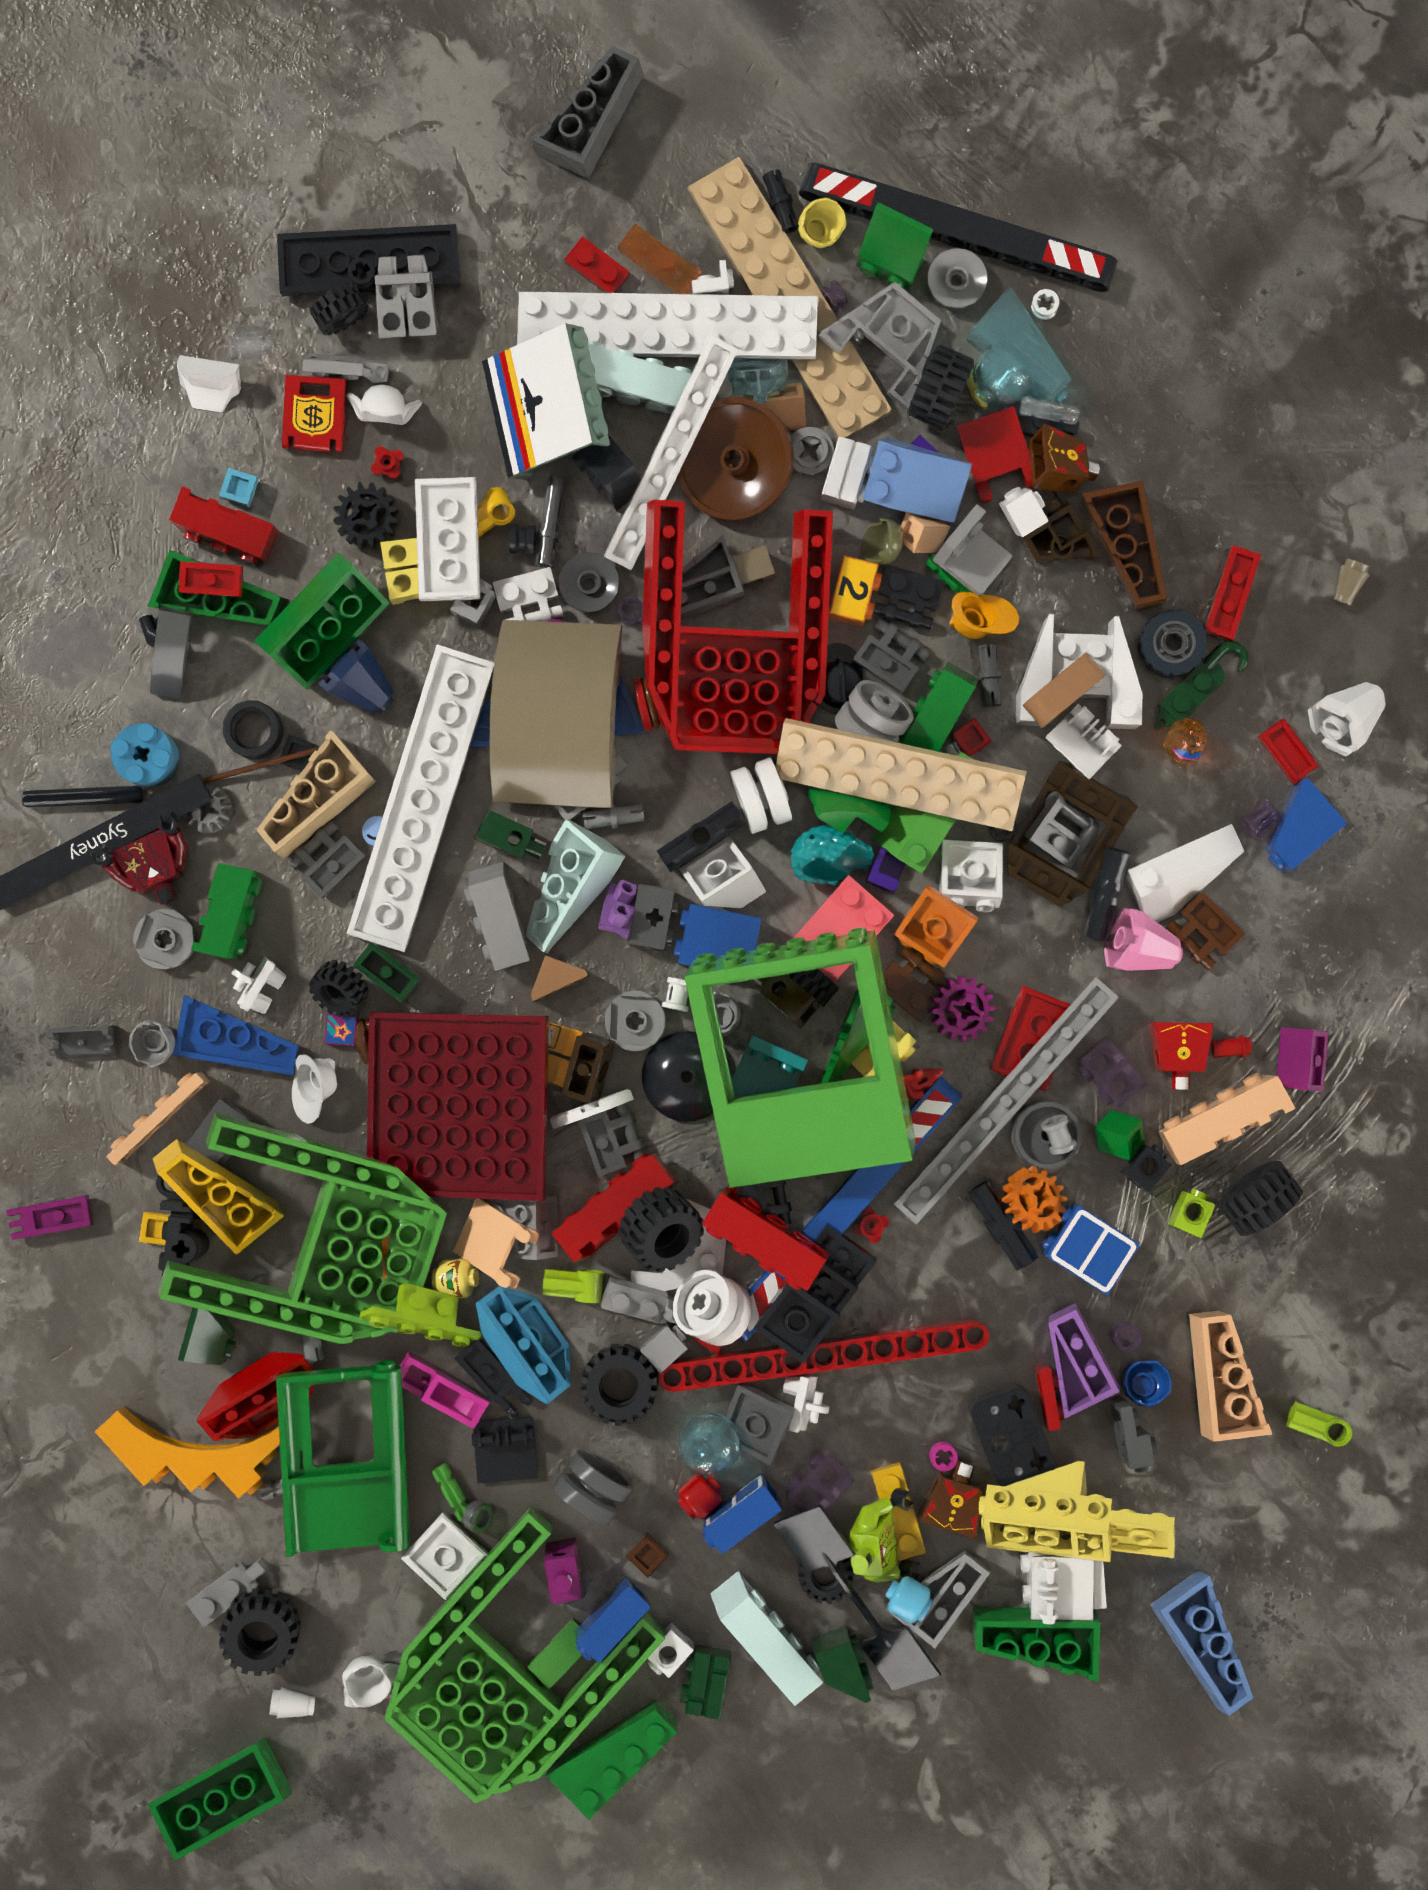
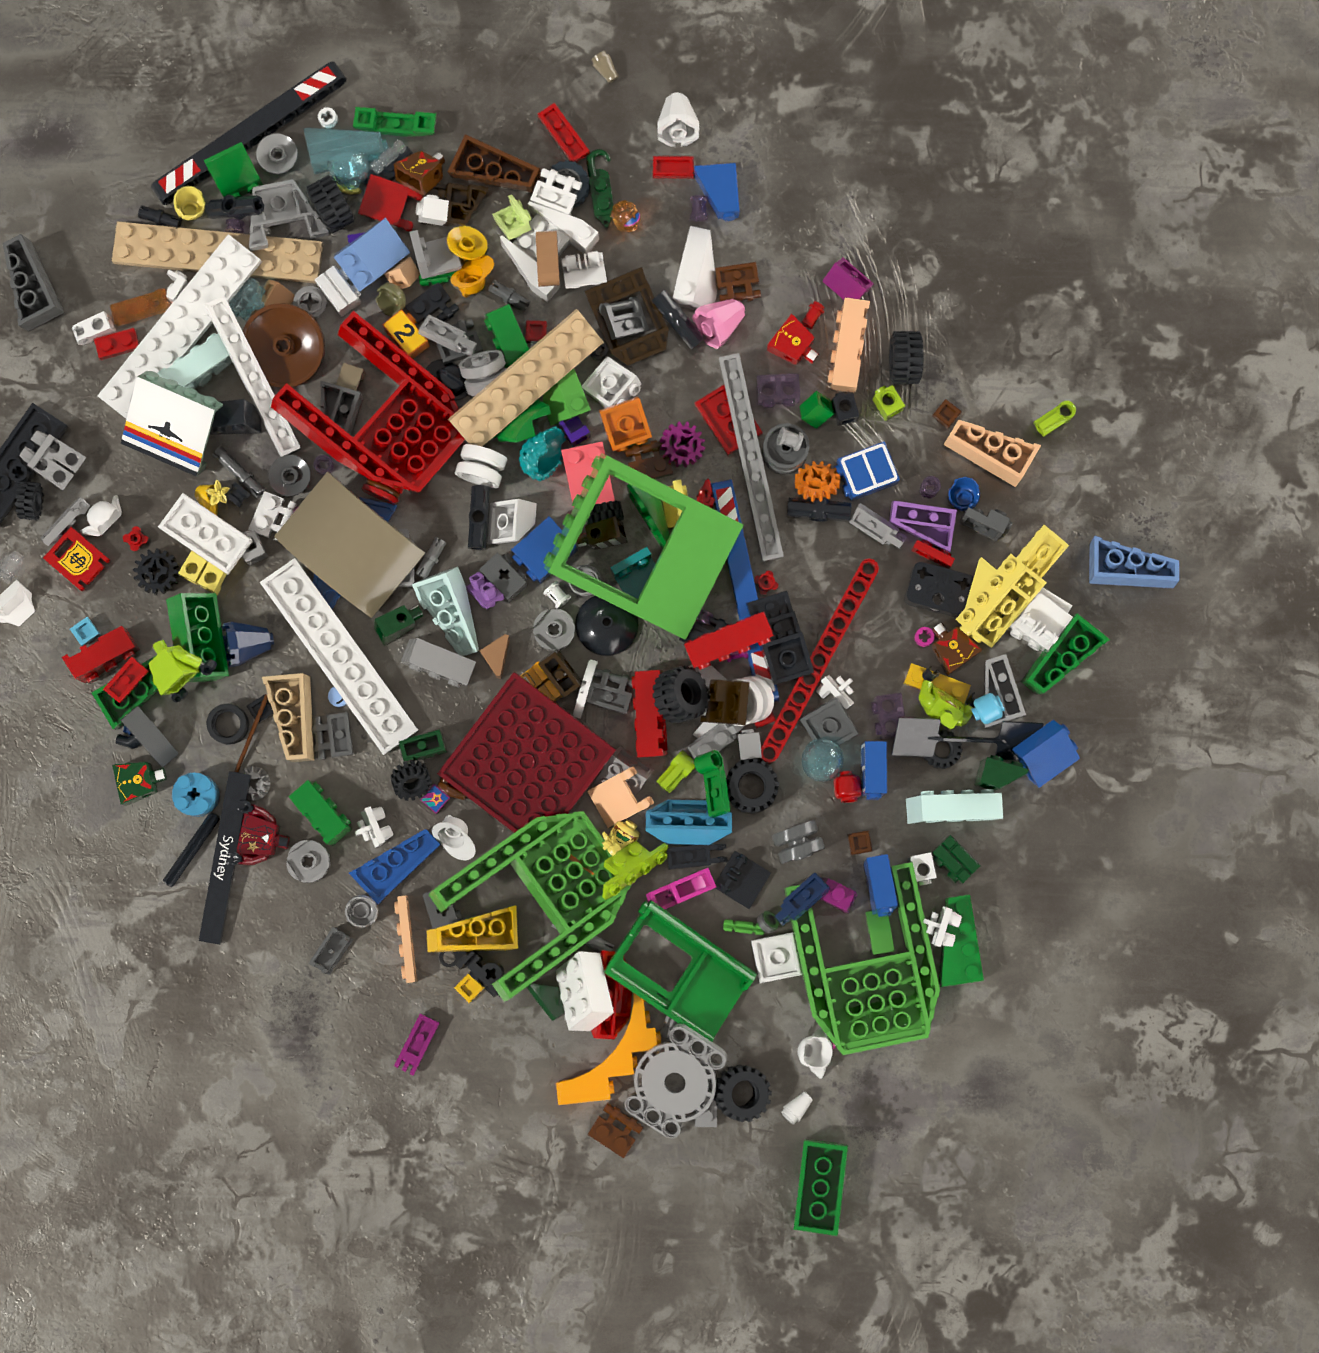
camera: 55 degrees left, 5 degrees down
(107, 1514) = (612, 1136): none -> reddish brown plate
(113, 676) = (136, 781): none -> dark green torso
(239, 1370) = (584, 991): none -> white brick
(246, 1540) = (681, 1060): none -> light grey piece
(263, 625) = (174, 668): none -> lime torso
(430, 1274) = (610, 844): none -> light yellow plant
(505, 517) = (217, 493): none -> light yellow plant
(527, 1544) = (802, 899): none -> dark blue hinge
(594, 226) = (93, 327): none -> white leg
(605, 1326) = (712, 768): none -> green plate
(612, 1725) = (940, 936): none -> white hips
(691, 1291) = (727, 702): none -> dark brown slope
(776, 1188) = (704, 617): none -> bush
(855, 279) = (234, 207): none -> black piece
(886, 640) = (447, 335): none -> light grey hinge
(909, 1702) = (1047, 753): none -> blue brick
(1024, 578) = (467, 242): none -> yellow dish
(1032, 1308) = (877, 526): none -> light grey hinge
(1083, 612) = (513, 219): none -> yellowish green bracket
(1096, 387) = (394, 123): none -> green slope
(1144, 640) = (553, 197): none -> white plate
(1229, 1290) = (946, 413): none -> reddish brown tile

